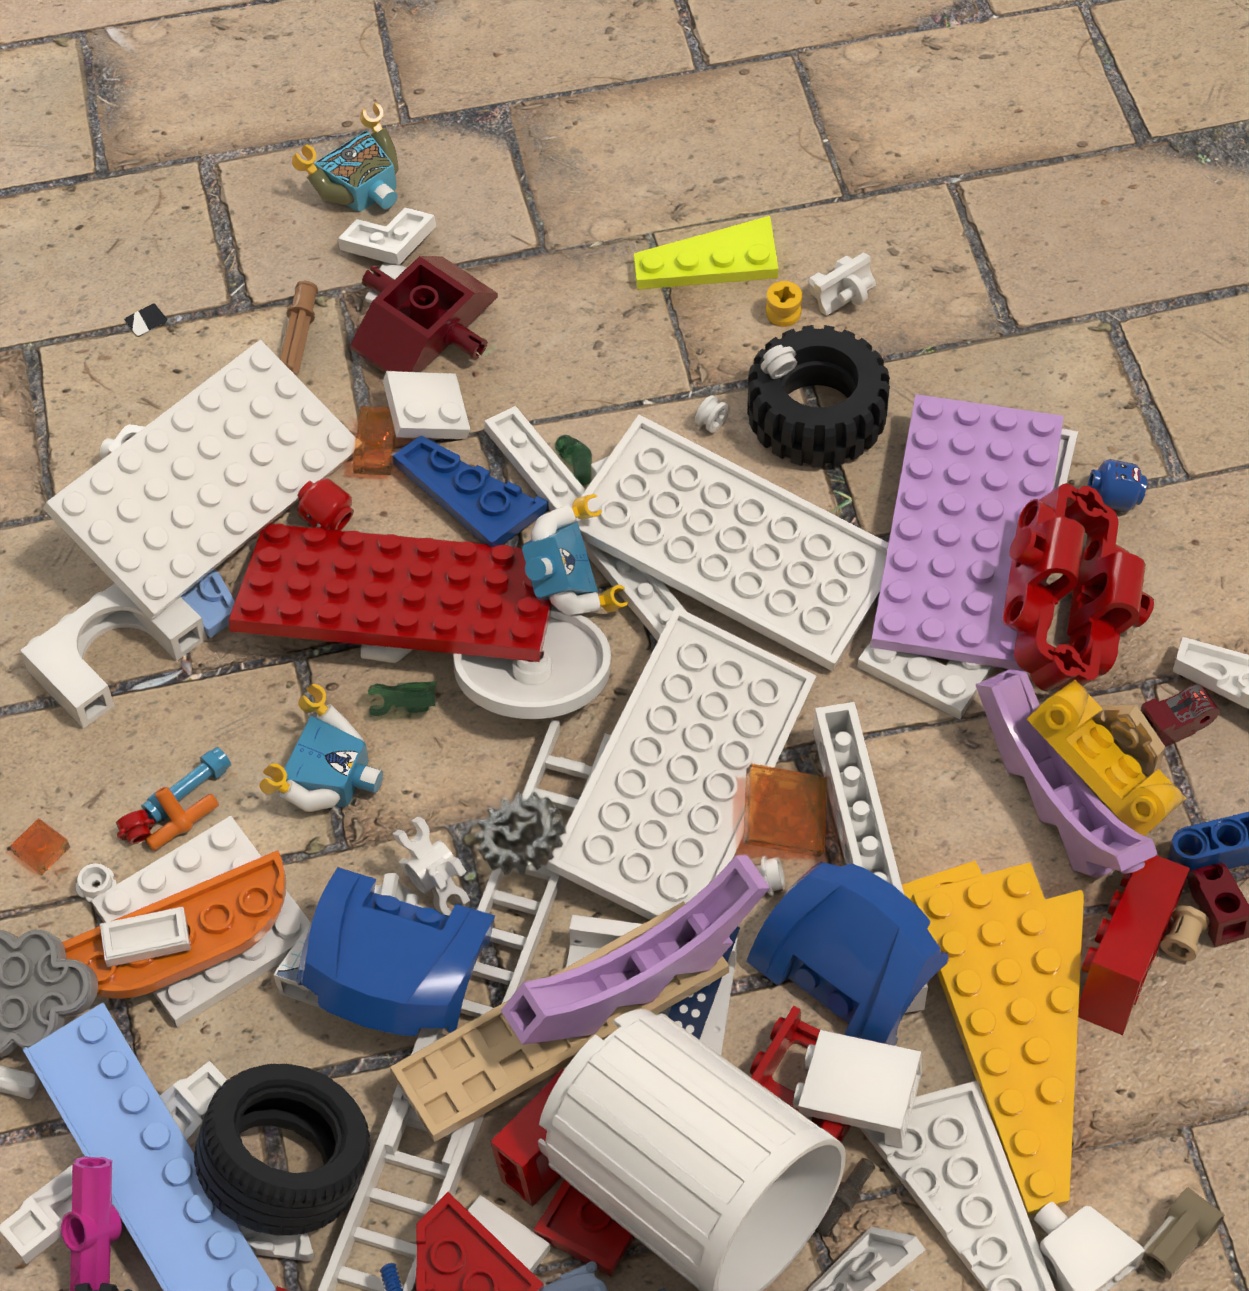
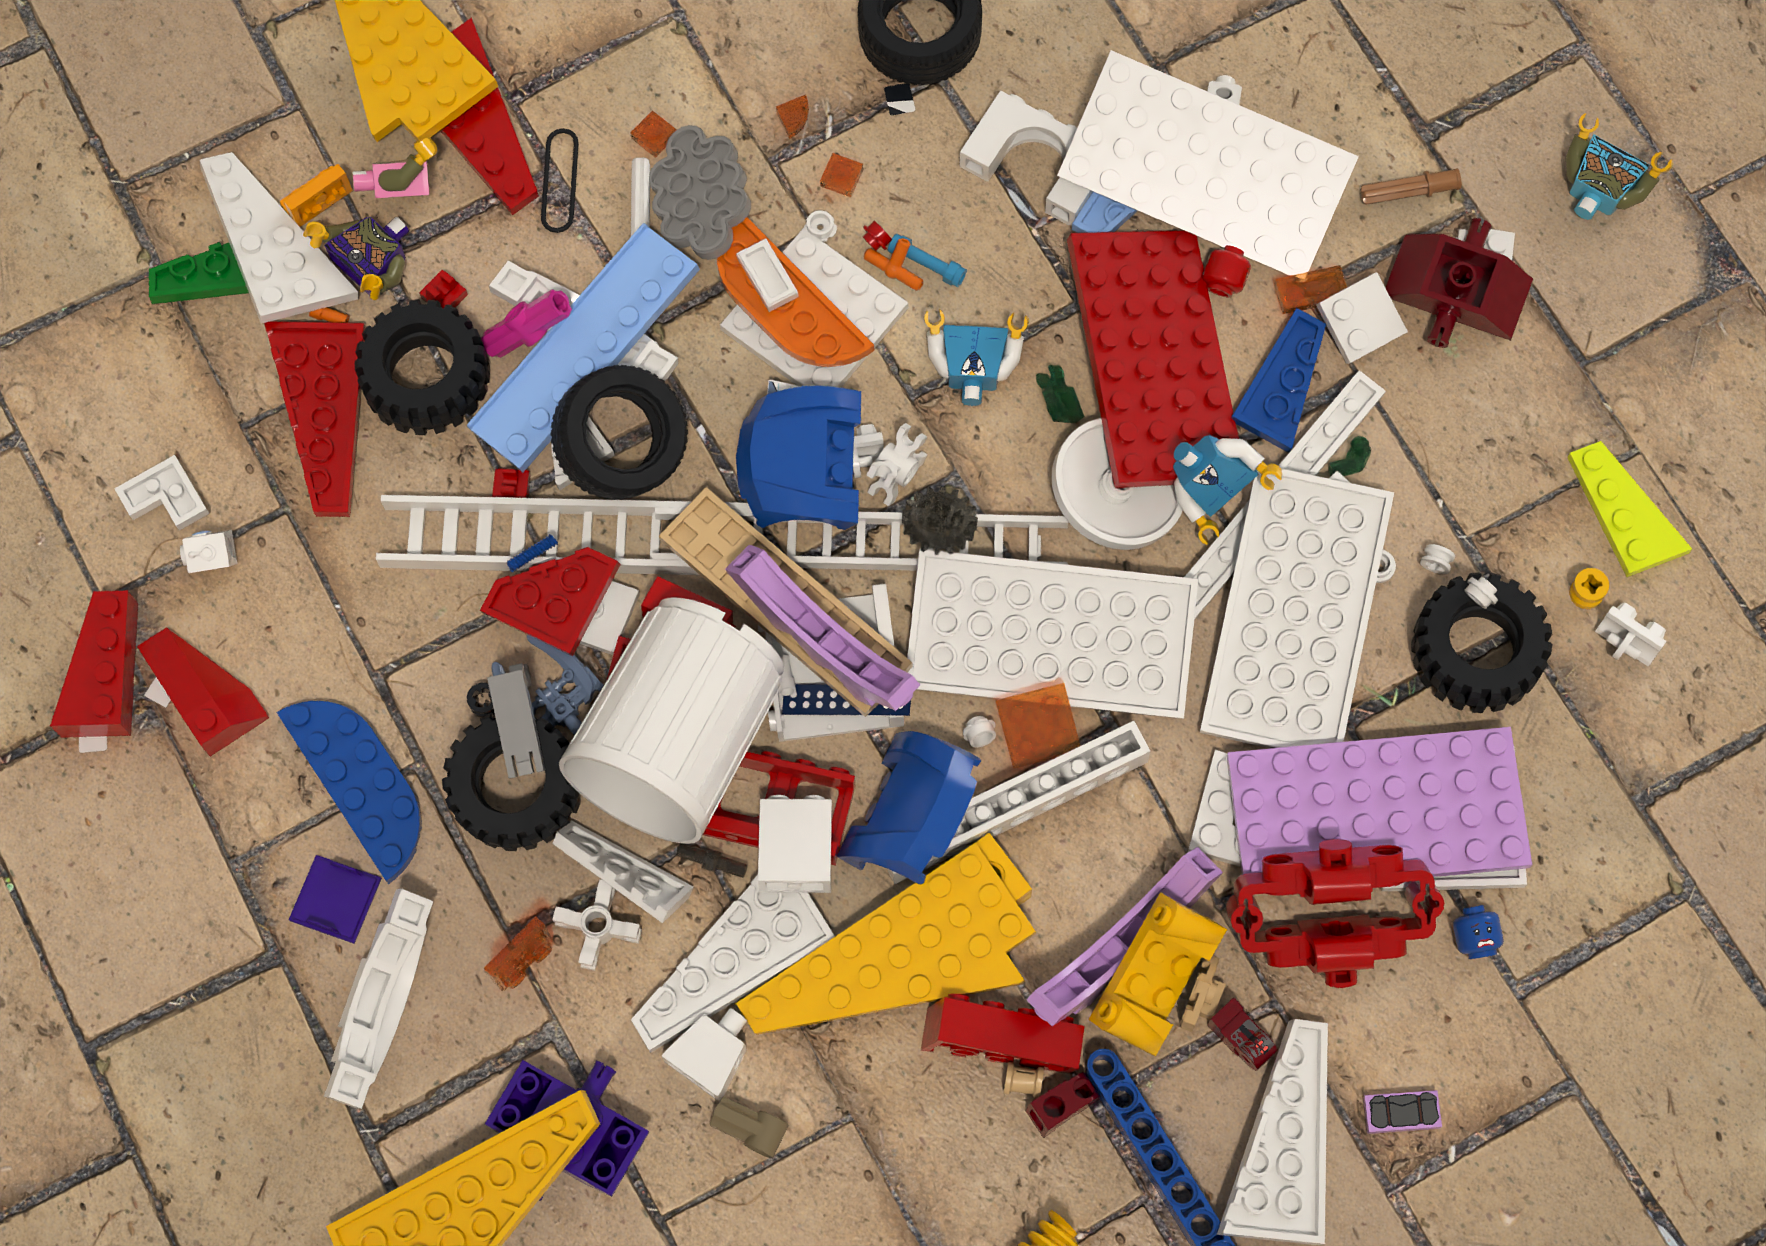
camera: 75 degrees right, 15 degrees up
(145, 319) = (1383, 63): black sticker -> none
(391, 242) = (1535, 232): white plate -> none

